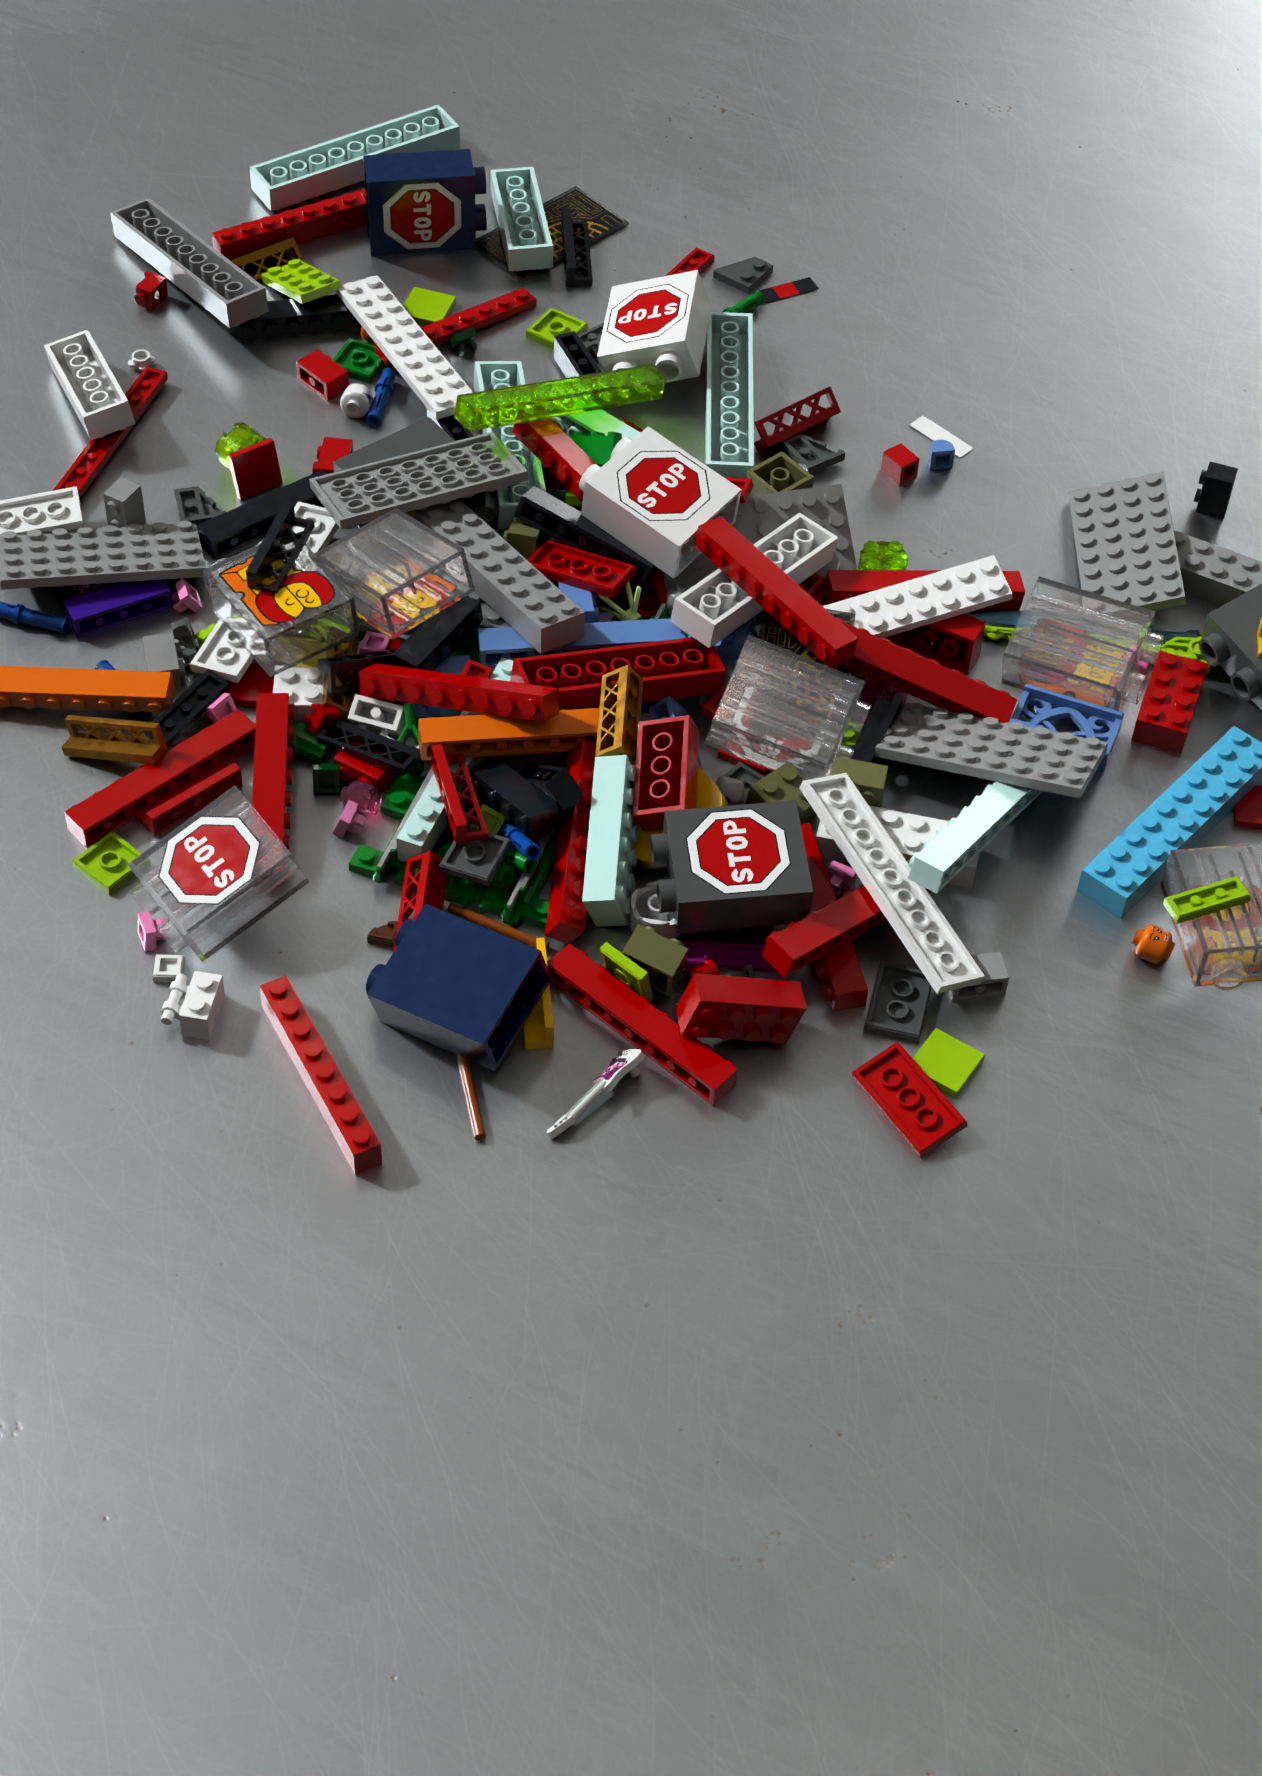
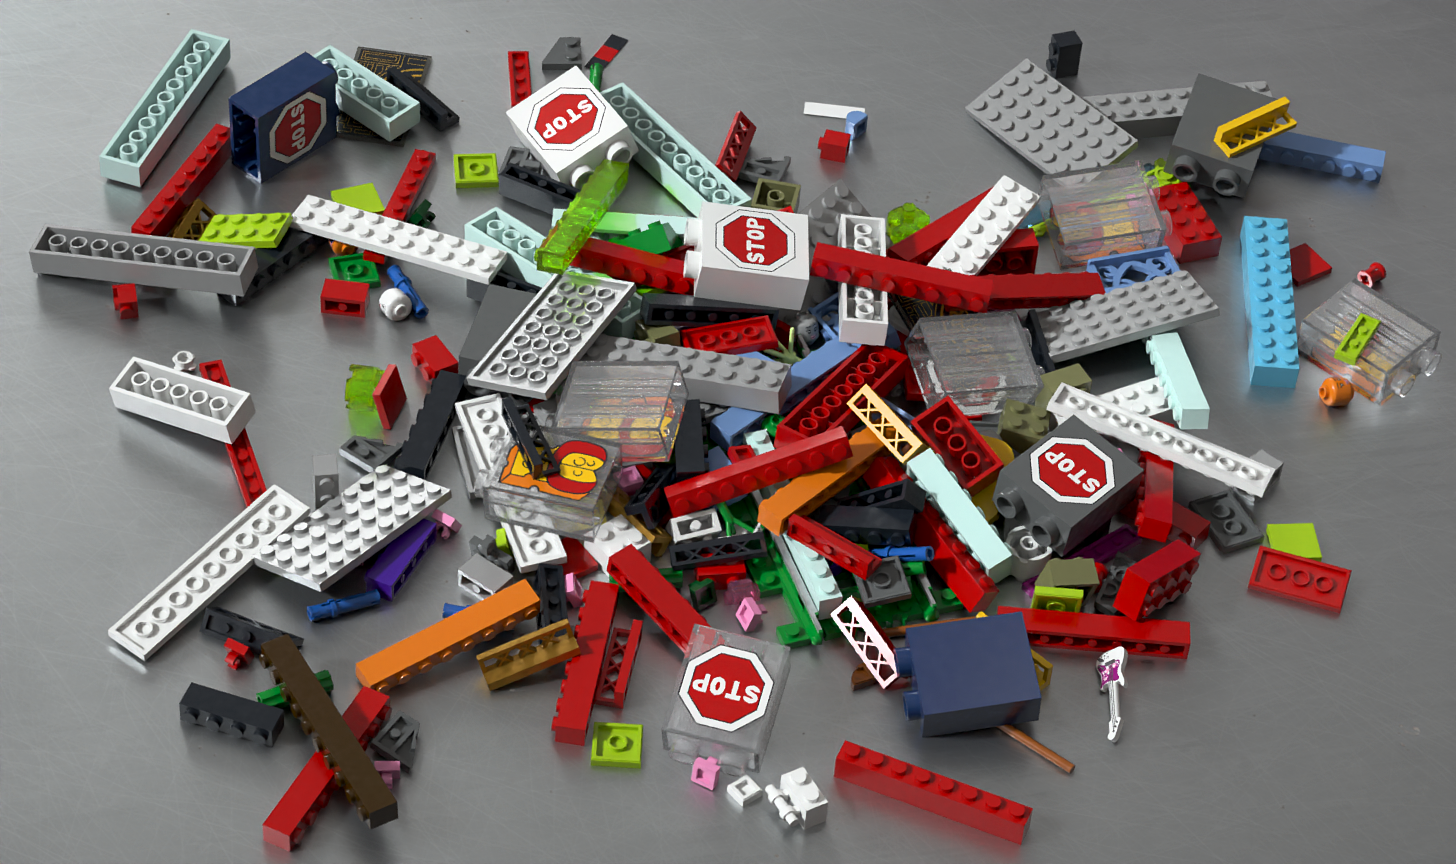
camera: 40 degrees left, 5 degrees down
(321, 718) = (660, 552): red tile -> none

